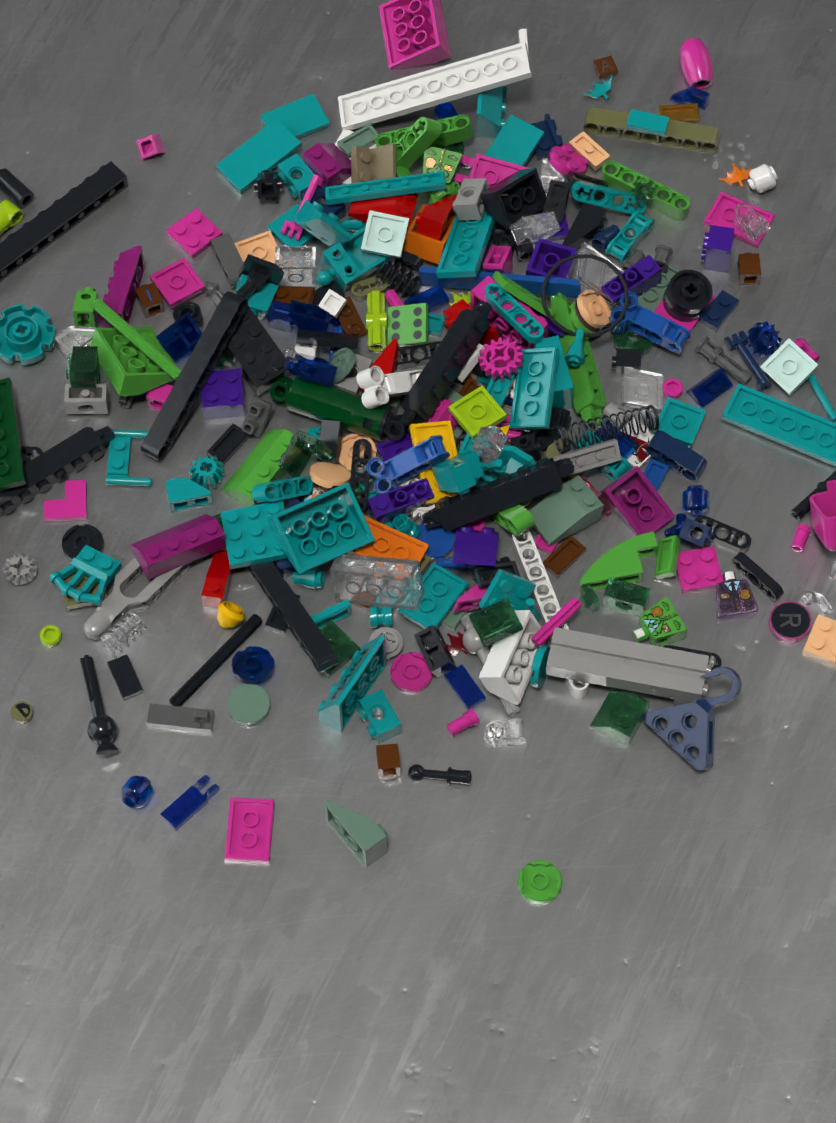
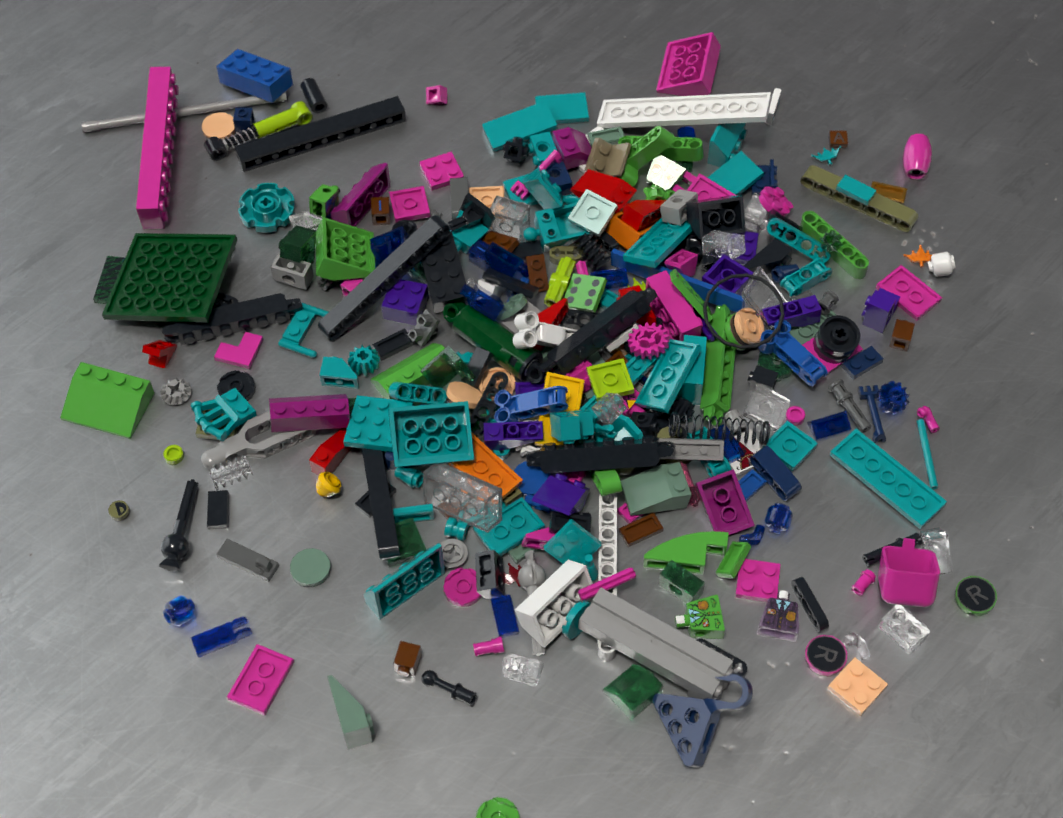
camera: 20 degrees right, 5 degrees down
(136, 338) = (349, 233): bright green axle -> none
(216, 660) = (299, 520): black axle -> none
(253, 665) = (328, 535): clear blue tile -> none
(332, 303) = (525, 254): white plate -> none
(375, 705) = (416, 605): teal brick -> none
(385, 188) = (610, 177): teal tile -> none
(405, 525) = (509, 457): teal wheel -> none
(495, 622) = (550, 566): clear green plate -> none
(512, 314) = (672, 307): teal beam -> none
(557, 199) = (753, 227): black plate -> none
(575, 354) = (716, 357): teal cone -> none
(590, 150) = (798, 198): light nougat plate -> none
(590, 599) = (647, 574): clear green plate -> none
(687, 530) = (759, 542): dark blue brick -> none
(691, 95) = (904, 180): clear blue slope -> none
(725, 542) = (790, 547): black beam -> none
(753, 224) = (917, 297): clear piece -> none
(789, 367) = (907, 428): light aqua plate -> none

